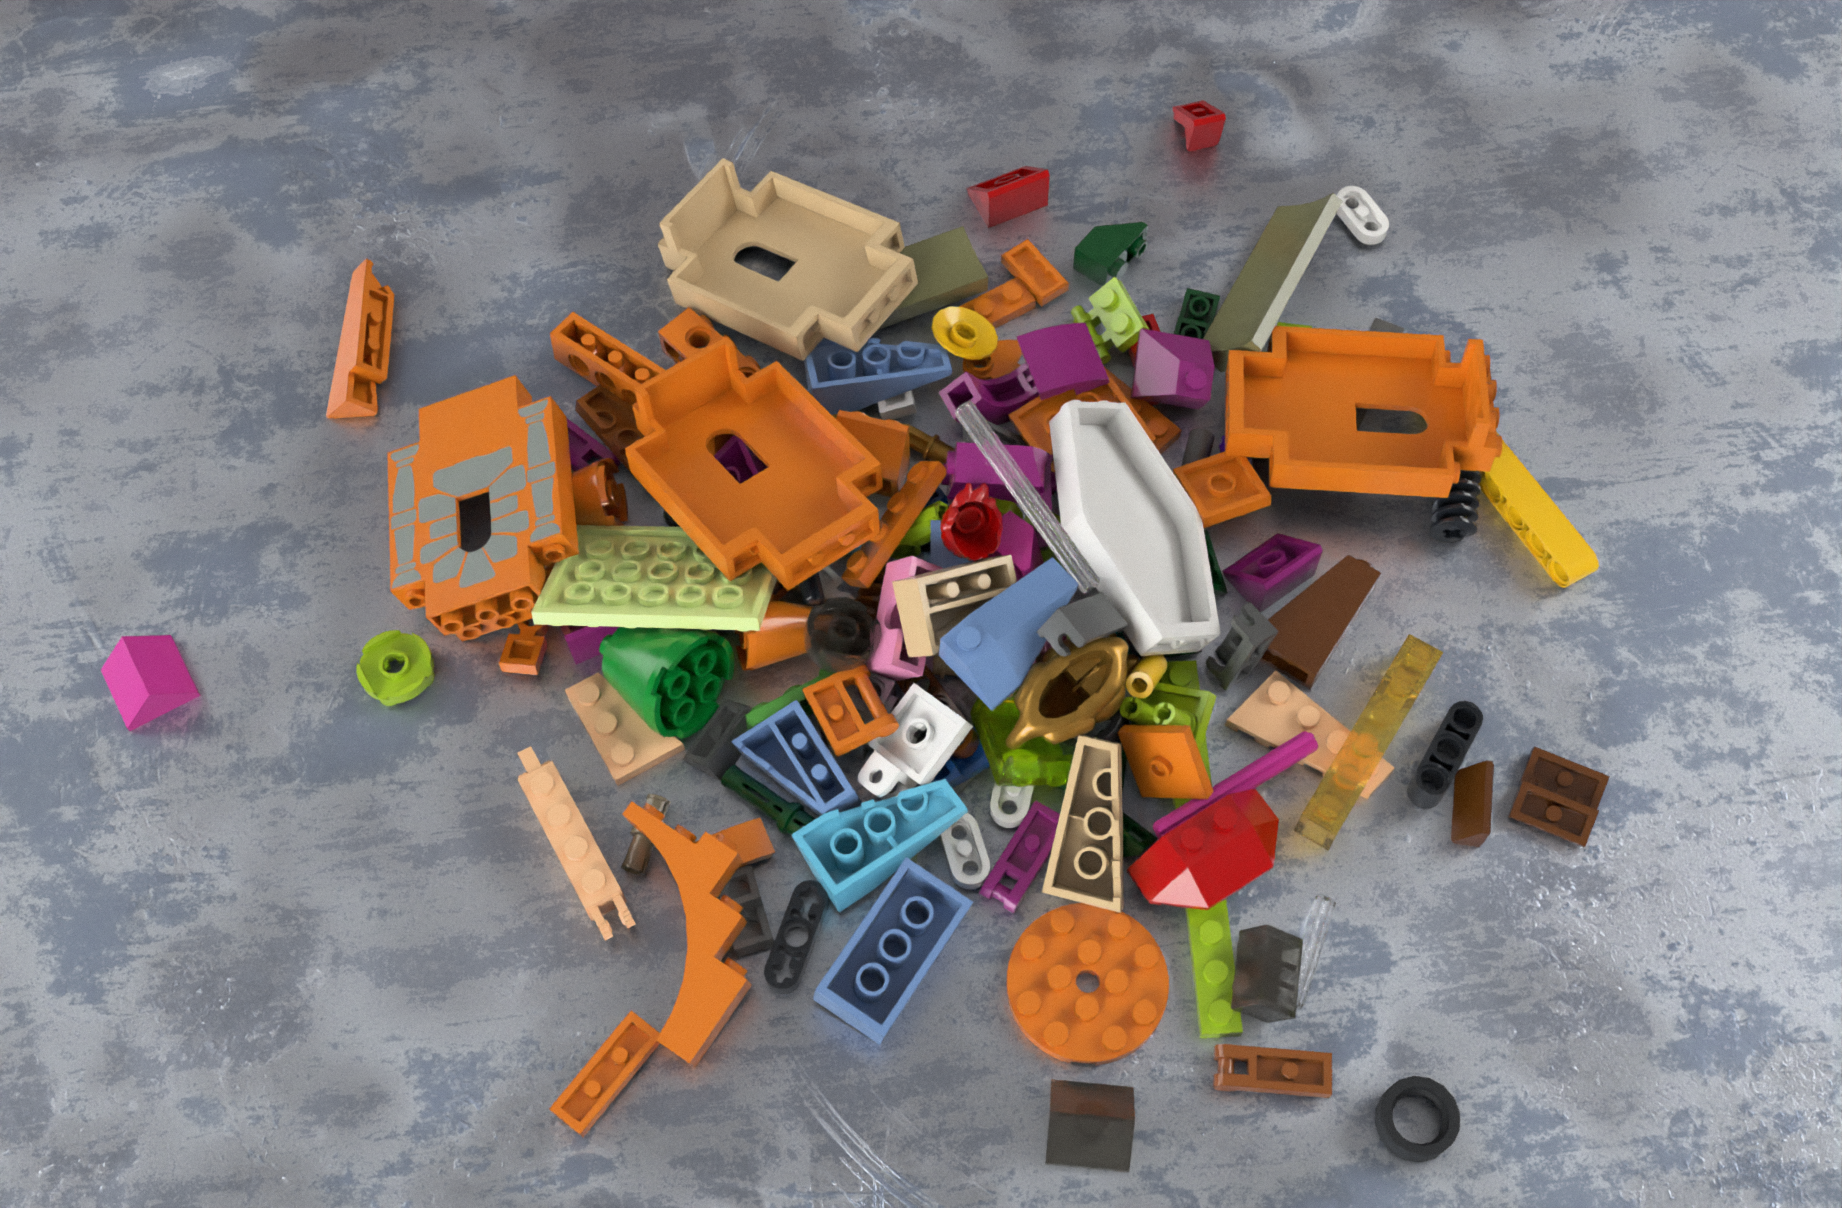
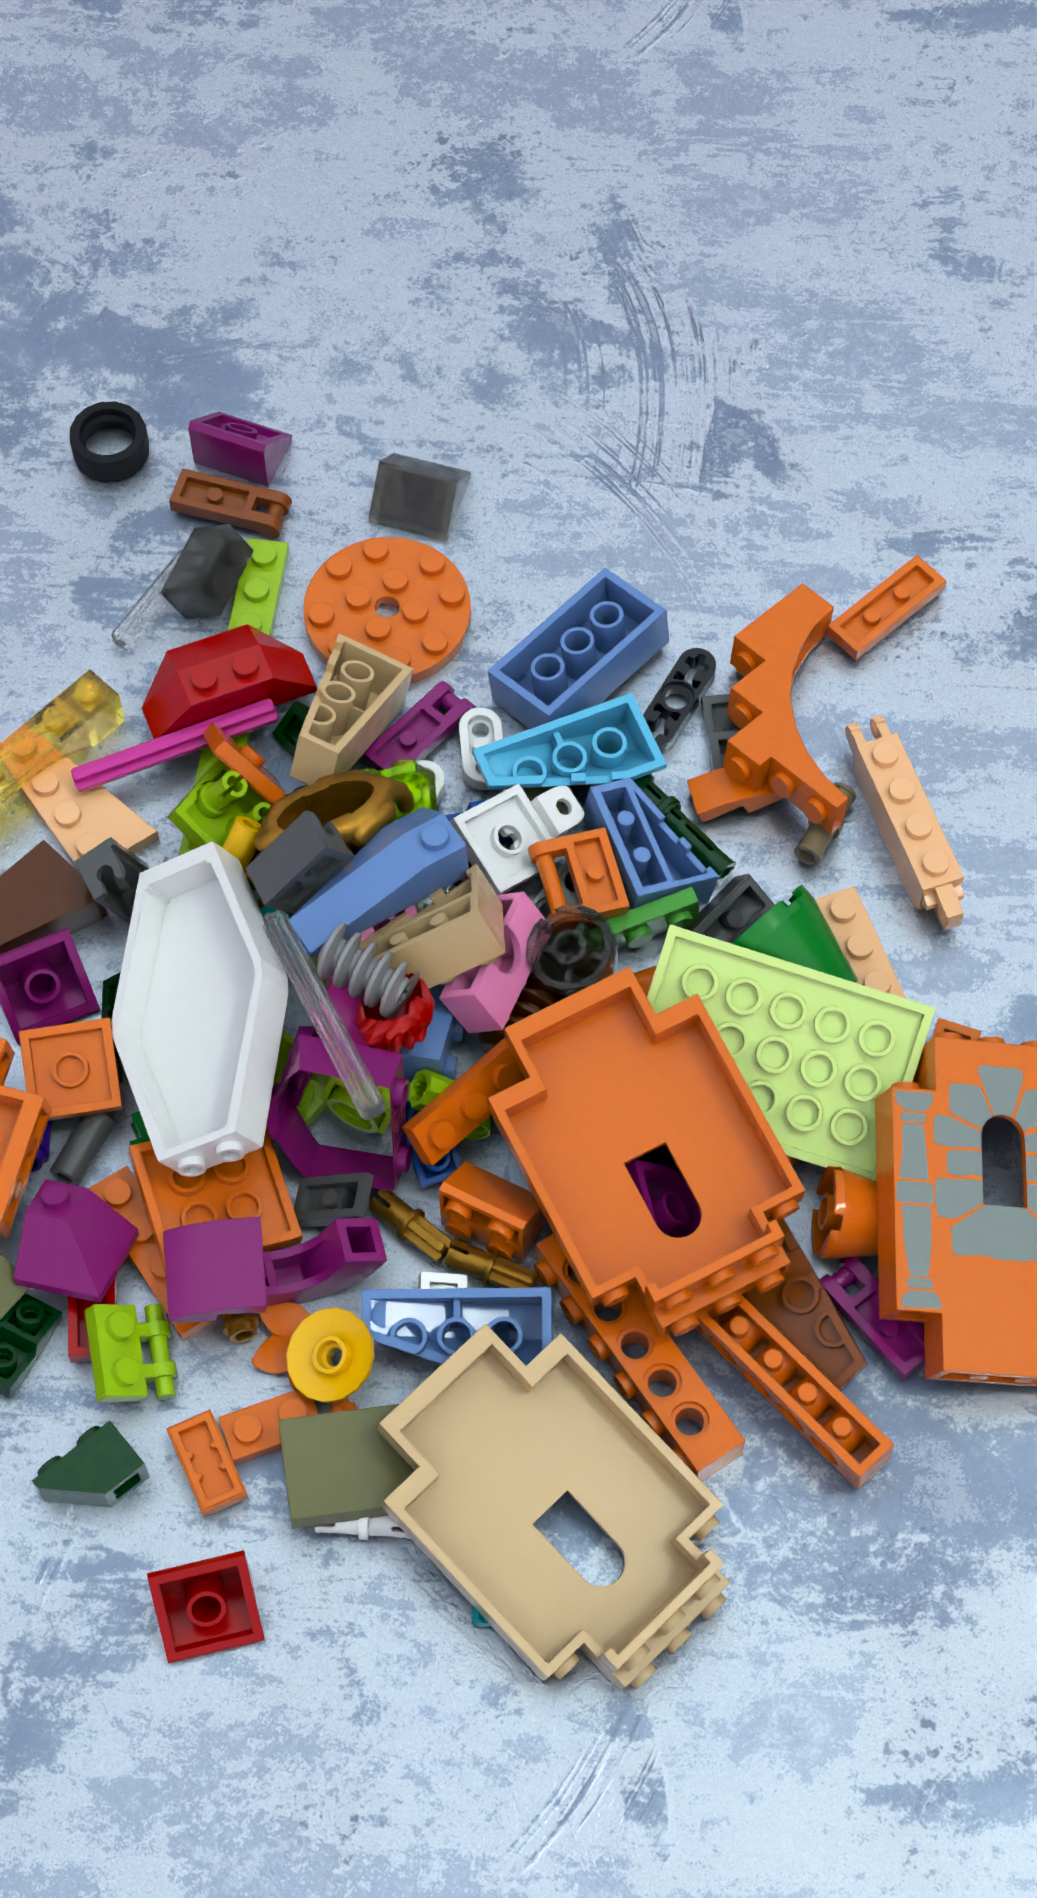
camera: 170 degrees left, 0 degrees up
(1000, 535) = (364, 972): none -> light grey piece
(1286, 1143) = (238, 446): none -> magenta slope

